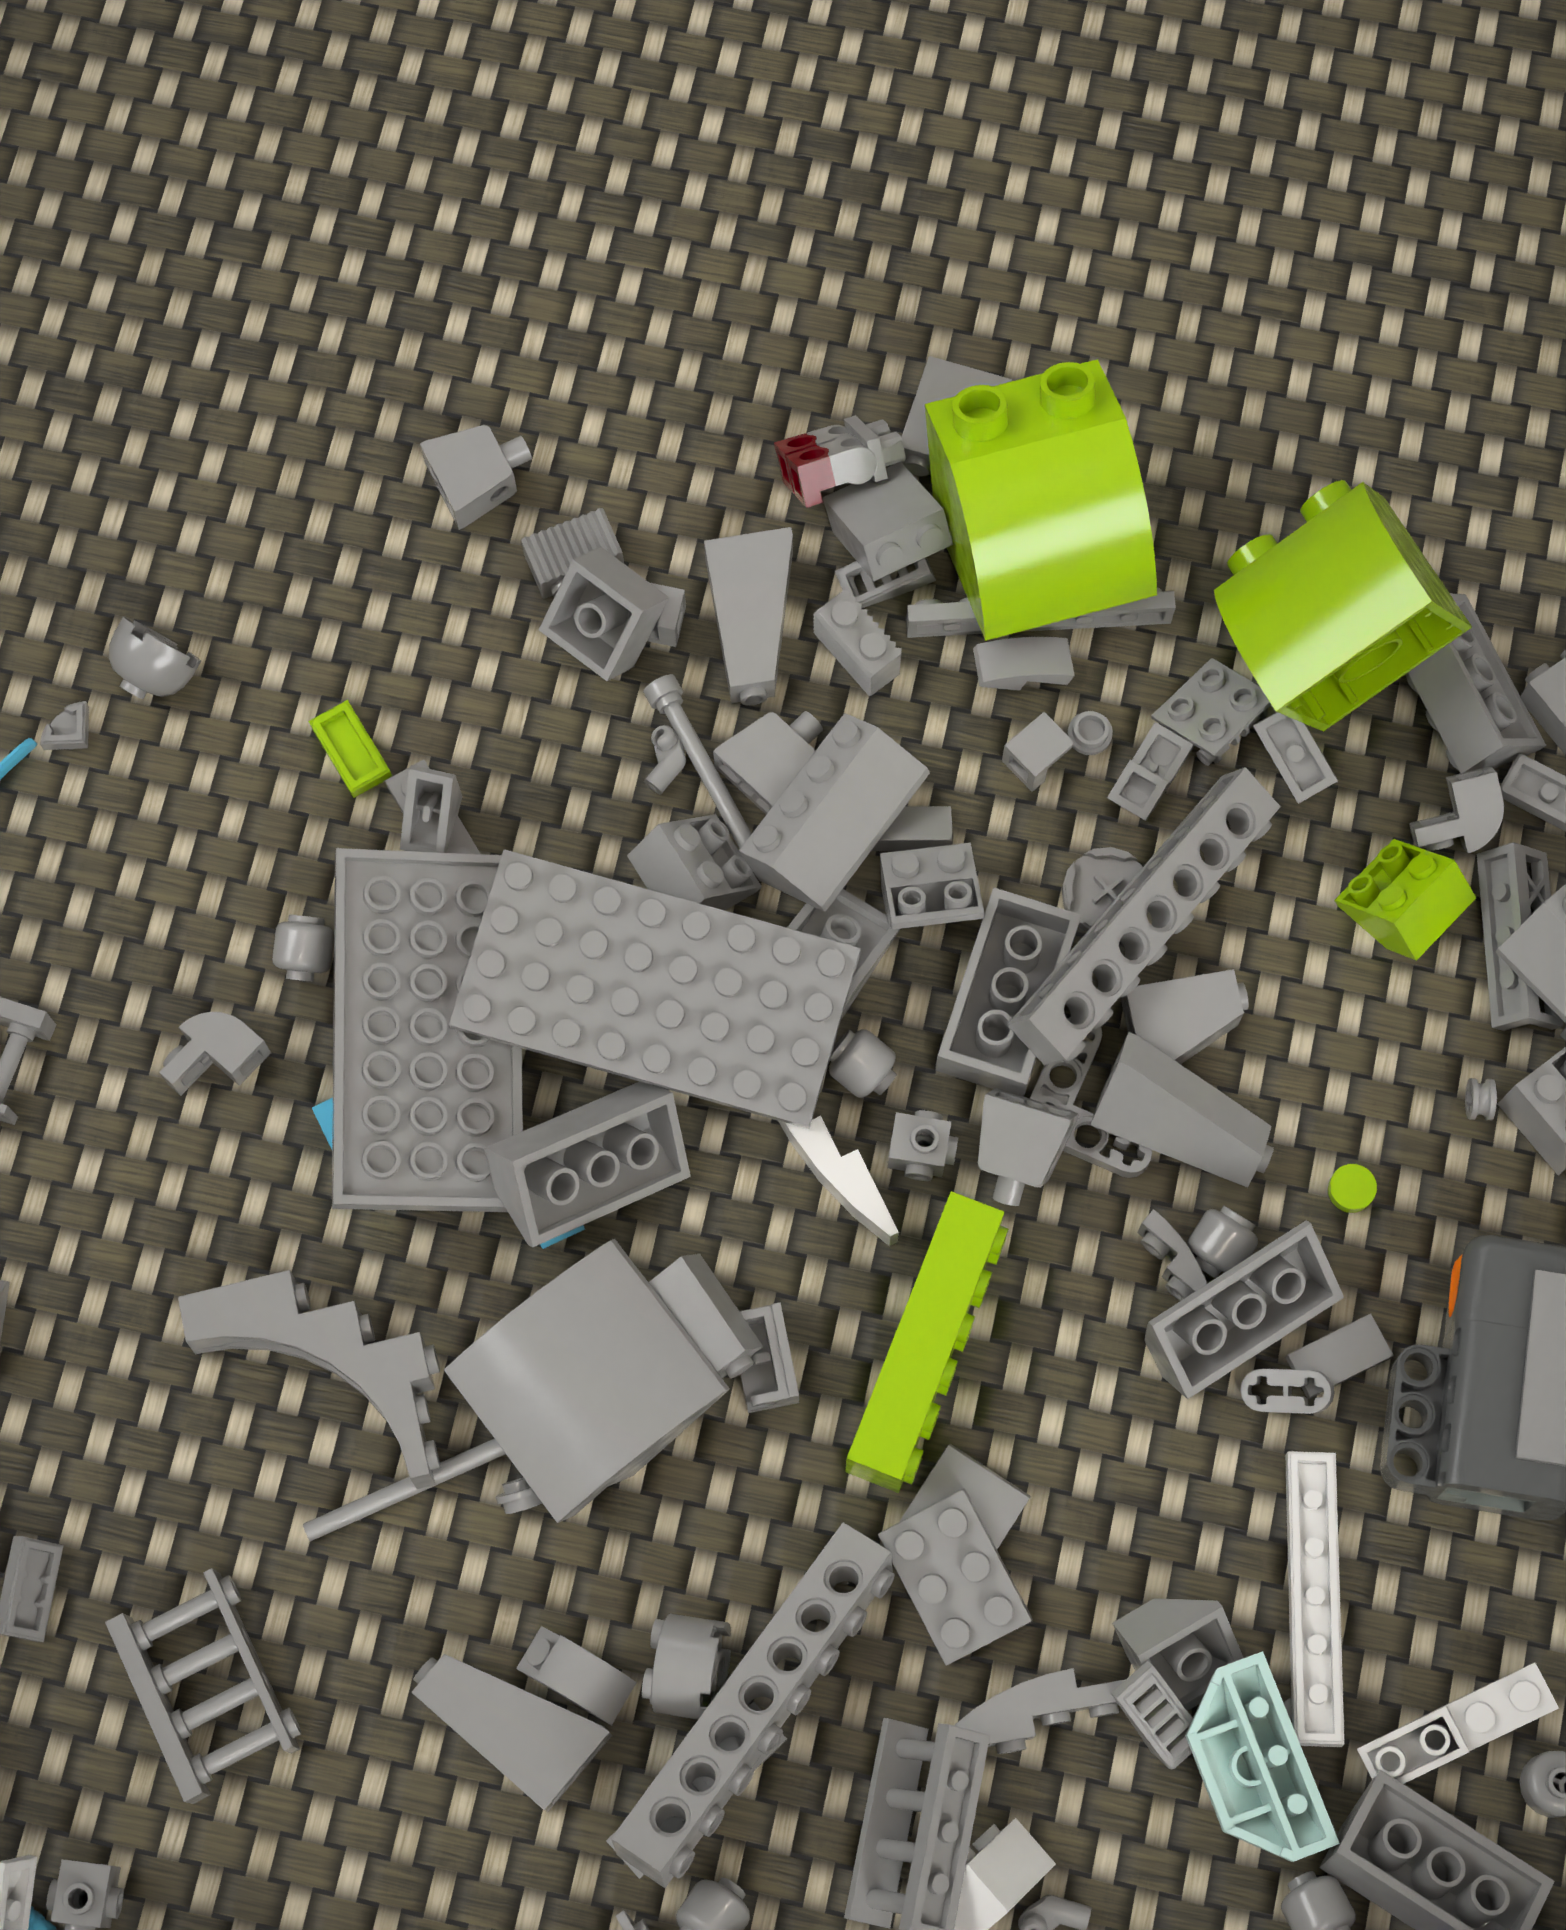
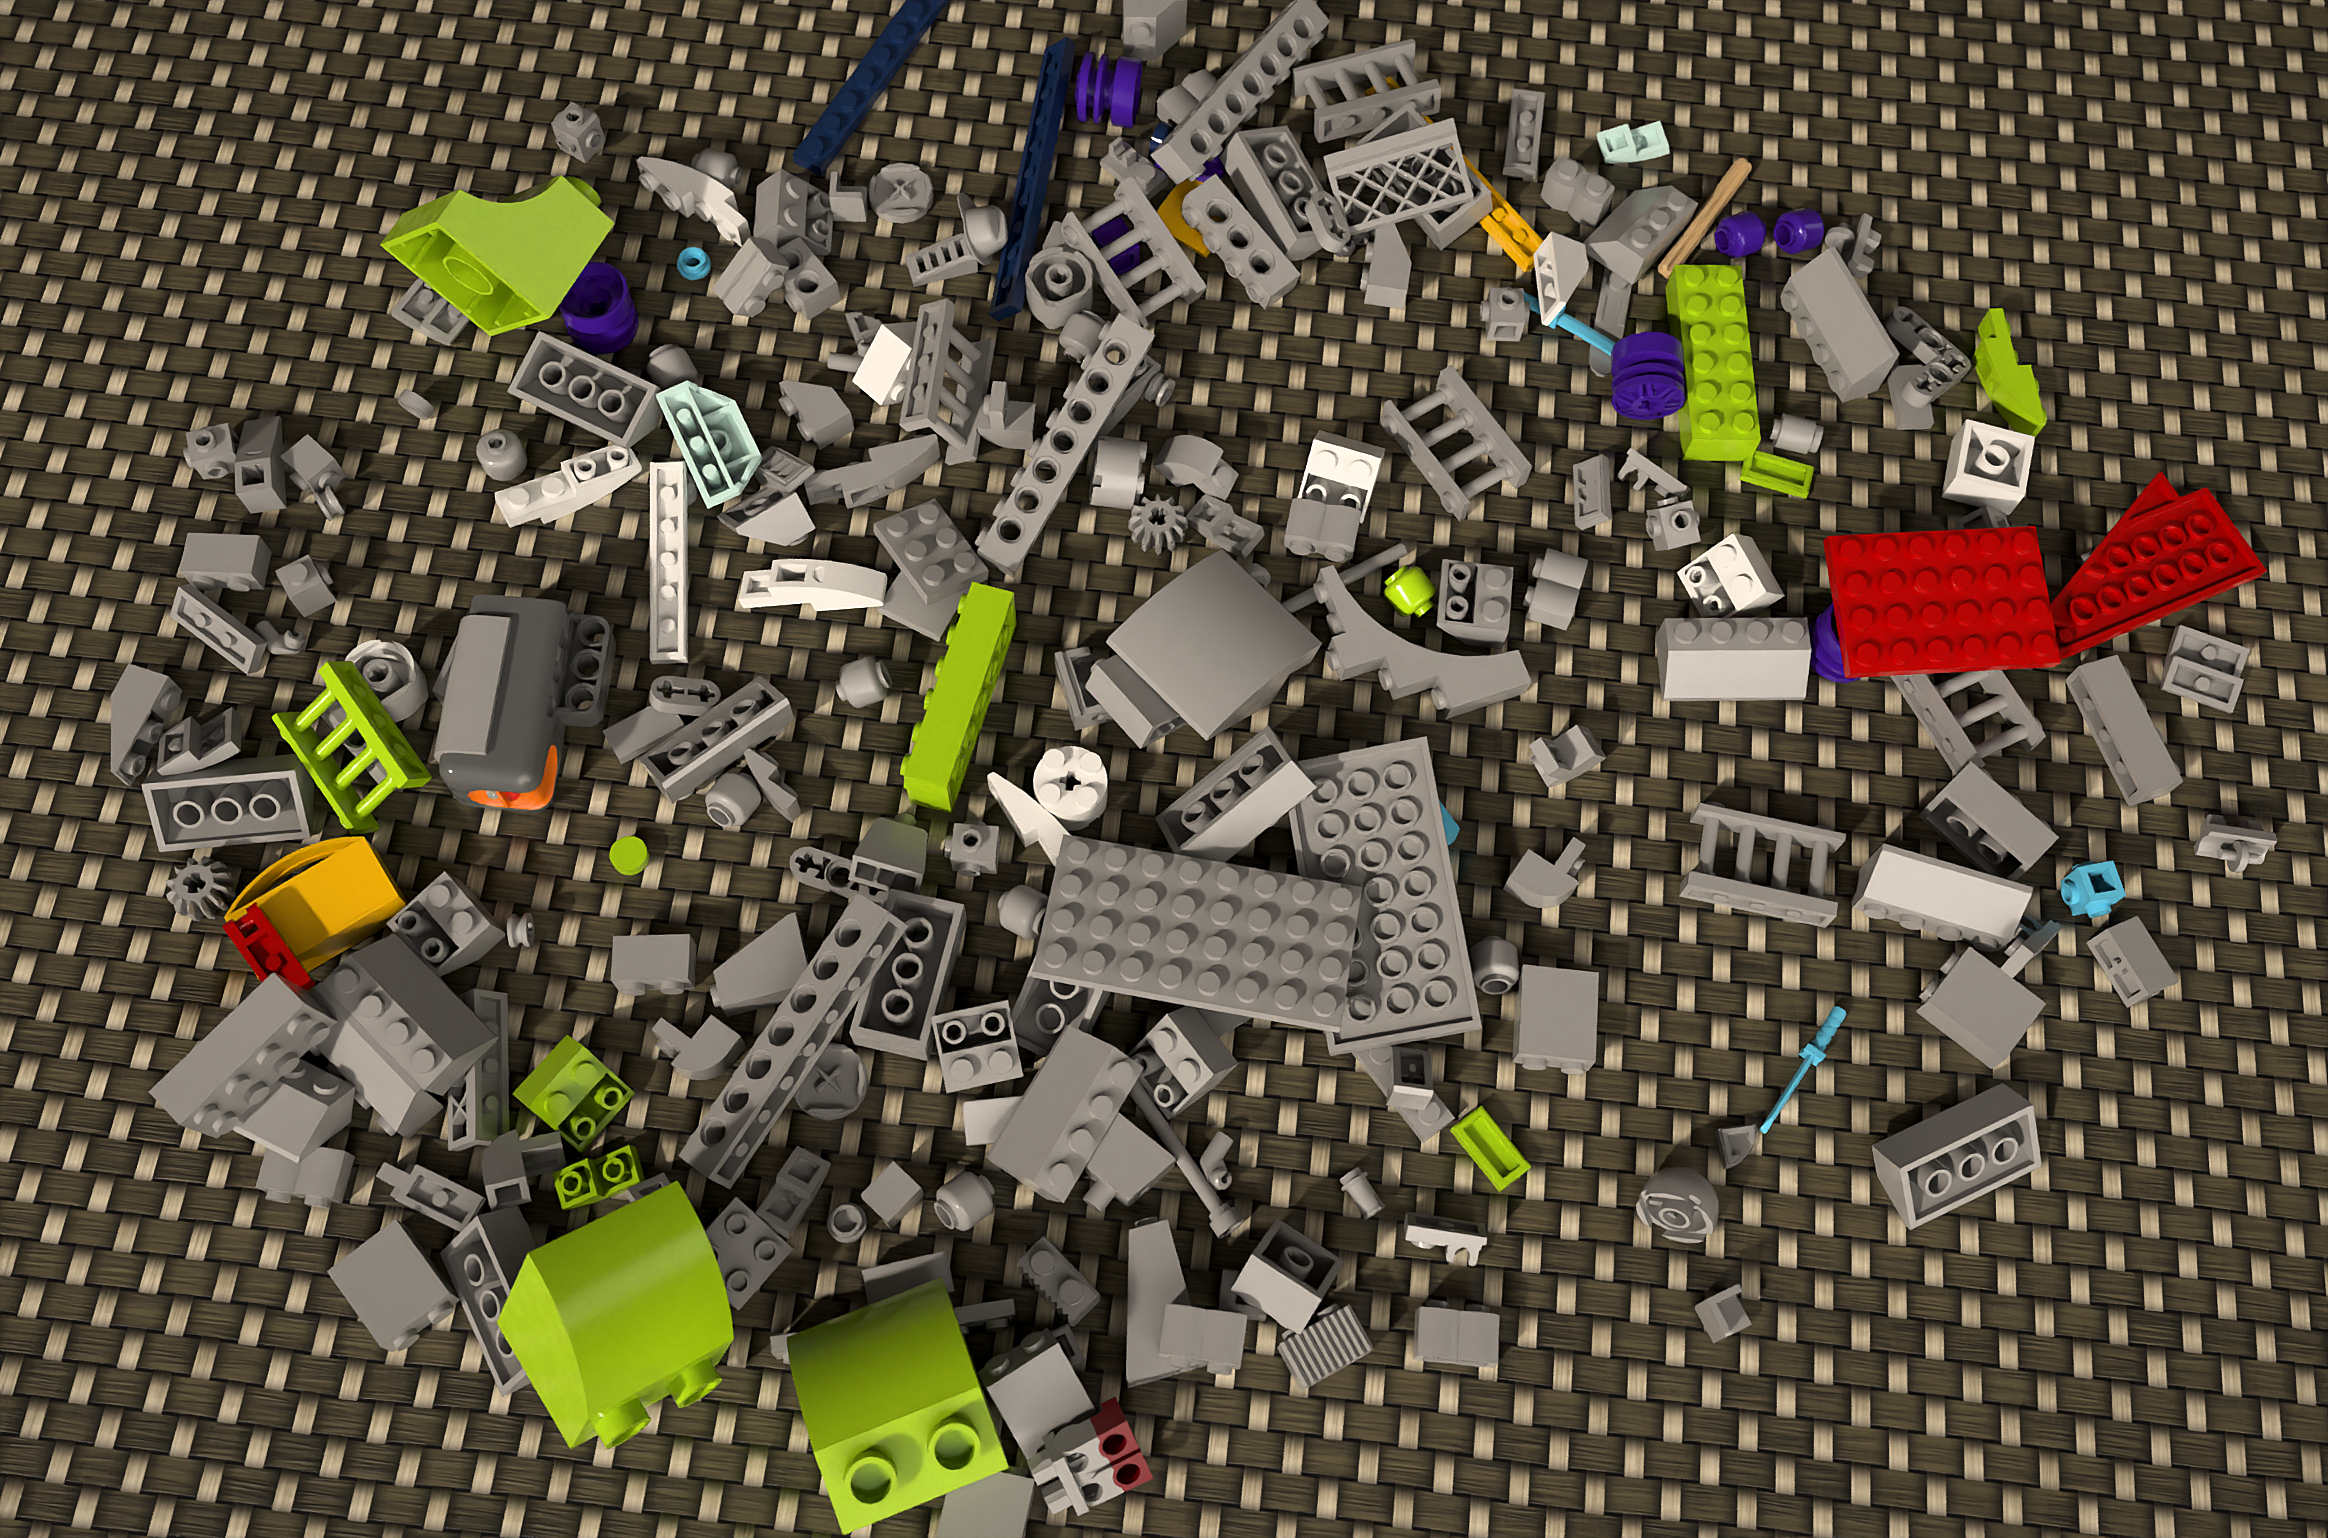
camera: 170 degrees right, 5 degrees down
(113, 1443) = (1556, 588): none -> light grey brick
(132, 551) = (1723, 1314): none -> light grey panel
(156, 1201) = (1566, 755): none -> light grey brick
(226, 1425) = (1475, 602): none -> light grey slope
(243, 878) = (1555, 1019): none -> light grey brick
(311, 1456) = (1409, 591): none -> lime head
(372, 1647) = (1341, 471): none -> white slope
(414, 1562) = (1322, 529): none -> light grey brick
(420, 657) = (1432, 1230): none -> plate
(428, 552) = (1456, 1335): none -> light grey brick
(473, 470) = (1430, 1424): light grey torso -> none
(510, 719) = (1362, 1192): none -> light grey pin
(516, 1731) = (1243, 433): light grey slope -> none
(547, 1588) = (1221, 526): none -> light grey slope
(610, 1815) = (1159, 389): none -> light grey bush
(623, 1588) = (1145, 520): none -> light grey gear
(705, 552) = (1202, 1338): none -> light grey brick
(771, 1200) = (1075, 768): none -> white brick
(835, 1775) = (1005, 421): none -> light grey brick
(956, 737) = (964, 1201): none -> light grey head
(1052, 1389) = (863, 682): none -> light grey head
(1106, 1823) = (818, 410): none -> light grey slope
(1117, 1533) = (818, 582): none -> white slope
(1180, 1115) = (765, 883): light grey slope -> none
(1255, 926) = (705, 1054): none -> light grey brick
(1316, 1041) = (653, 963): none -> light grey brick
(1371, 807) = (598, 1178): none -> lime slope

